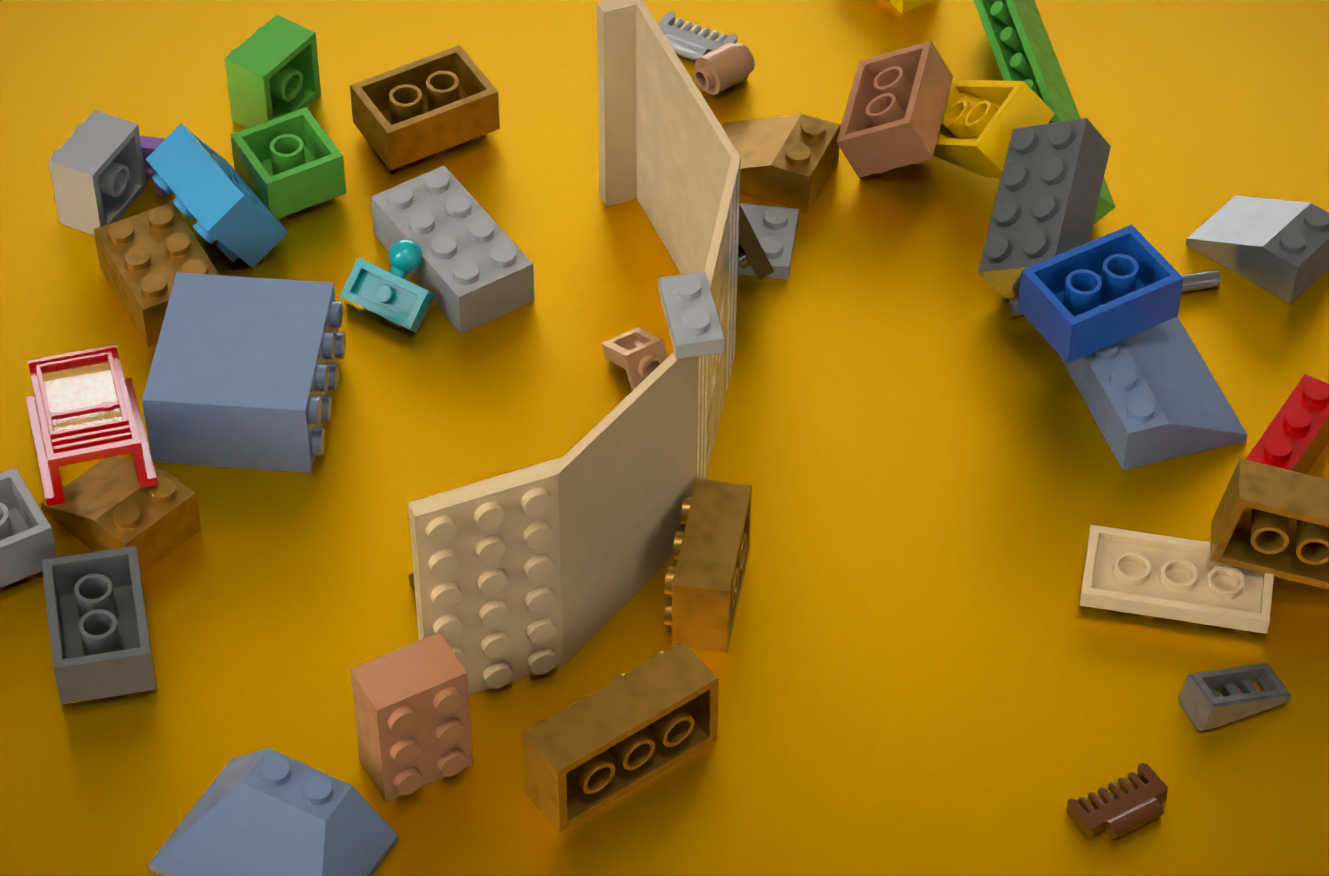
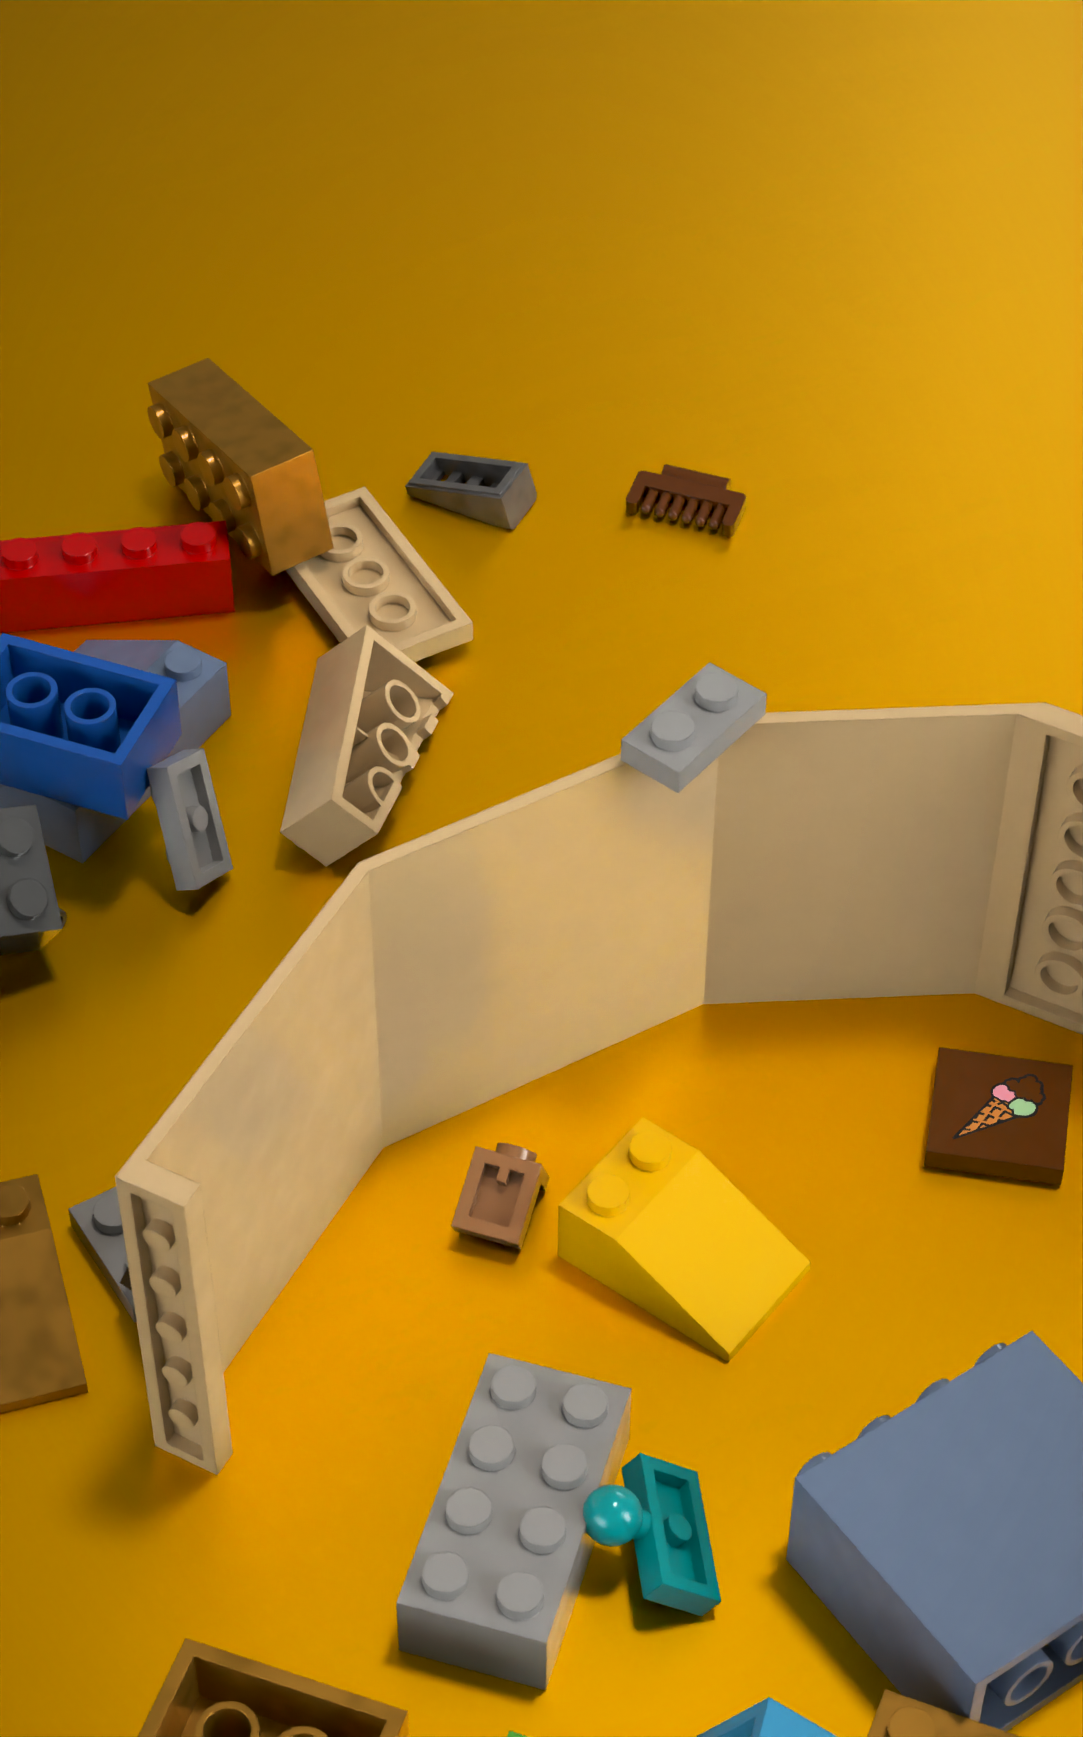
camera: 130 degrees left, 0 degrees up
(536, 399) = (678, 1240): none -> yellow slope
(1010, 355) = (189, 819): none -> light grey plate
(1028, 489) = (357, 743): none -> tan wedge

